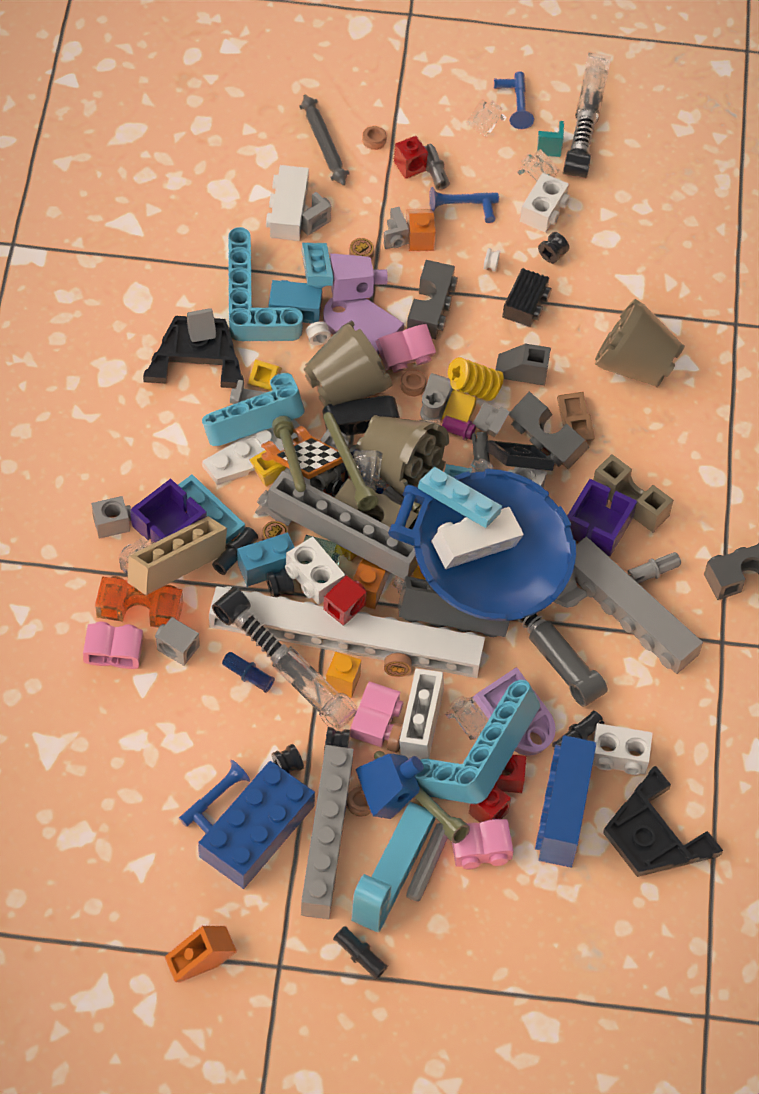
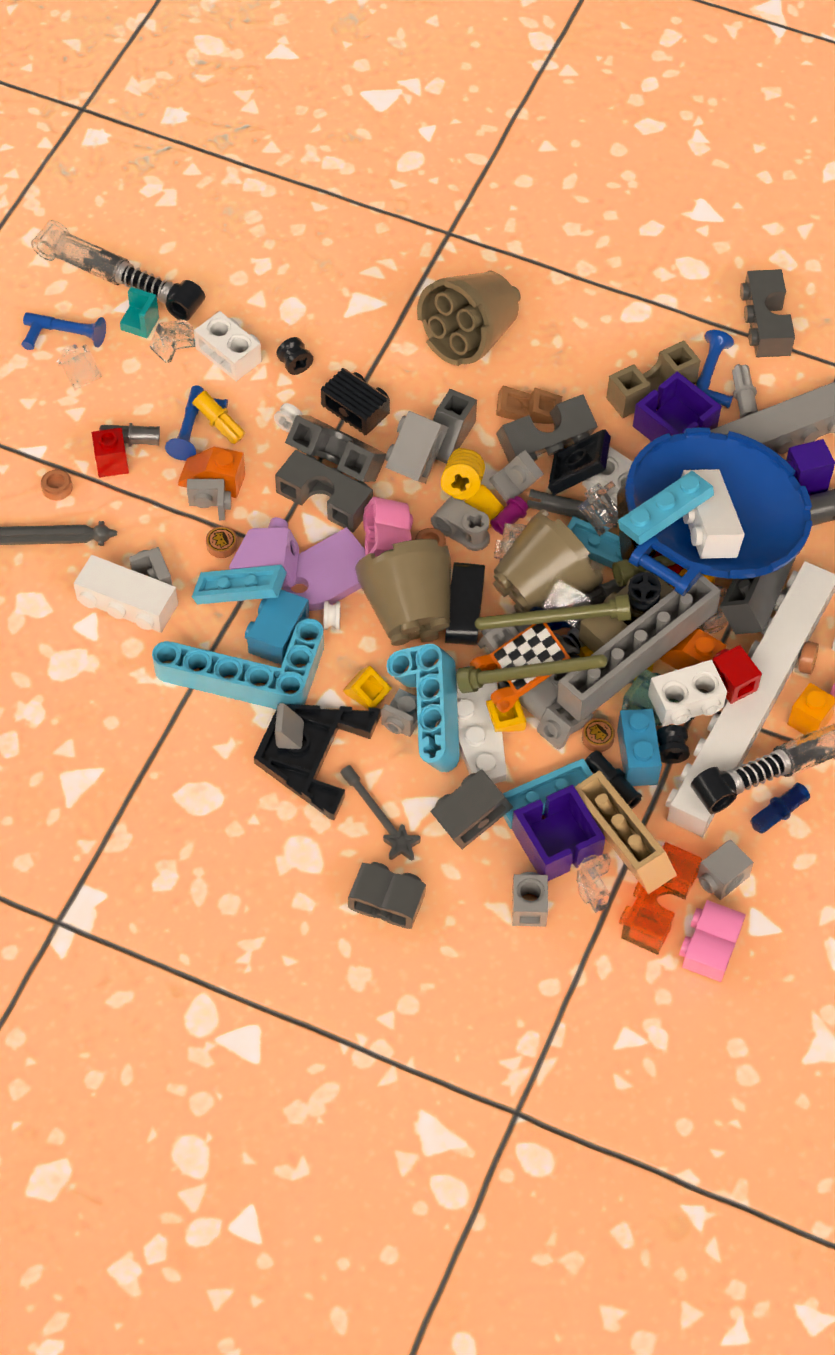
camera: 70 degrees left, 0 degrees up
(87, 426) = (387, 895): none -> dark grey brick
(139, 428) = (398, 840): none -> dark grey piece
(172, 458) = (471, 808): none -> dark grey brick
(381, 505) = (645, 584): none -> black wheel
(467, 310) = (327, 442): none -> dark grey arch
(472, 214) = (218, 417): none -> yellow axle
(490, 343) = (415, 446): none -> light grey brick
(577, 620) = (812, 465): none -> dark purple brick
(642, 537) = (717, 342): none -> blue piece

